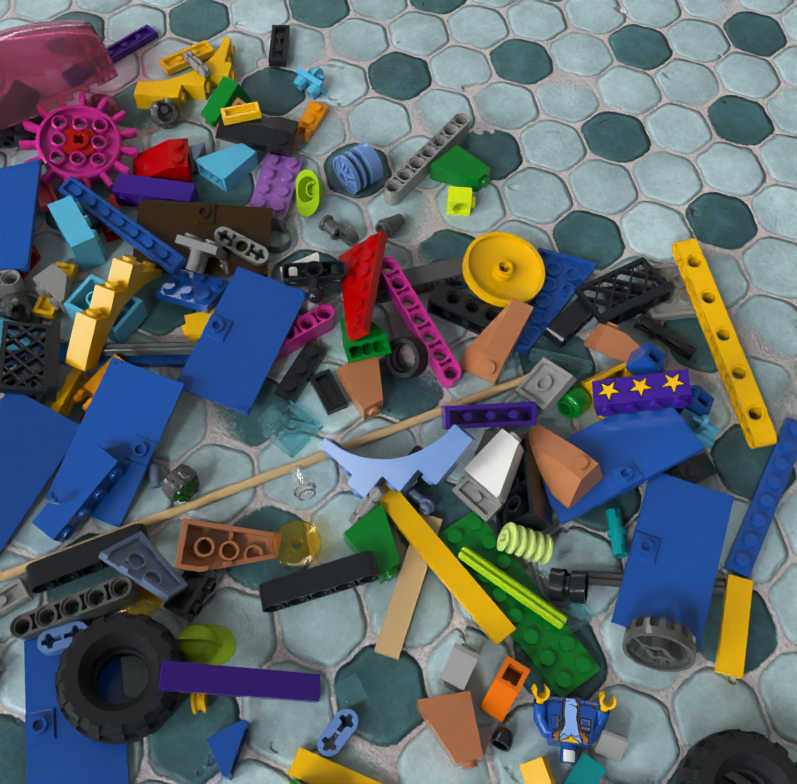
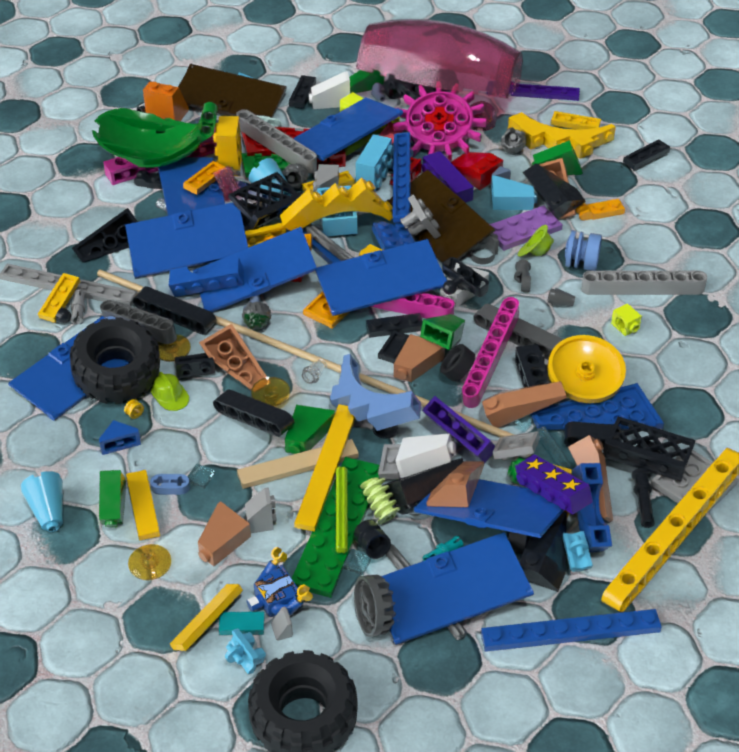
camera: 55 degrees right, 15 degrees down
(145, 565) = (187, 328): sand blue wing -> none
(197, 64) = (569, 123): light grey axle -> none
(222, 420) = (320, 312): none -> light orange tile
(238, 682) = (157, 411): dark purple tile -> none
(240, 238) = (450, 242): light grey beam -> none
(241, 113) = (551, 167): yellow tile -> none
(288, 426) = (347, 338): clear light blue slope -> none
(313, 78) = (633, 187): medium azure hips -> none
(361, 283) = (481, 299): red wing -> none
(367, 504) = (332, 405): light grey axle -> none
(425, 504) = (361, 436): sand blue arm -> none
(460, 170) = (655, 304): green slope -> none
(502, 739) = (236, 565): black hinge -> none
(504, 689) = (263, 543): orange slope -> none
(734, 627) = (437, 657): yellow tile -> none

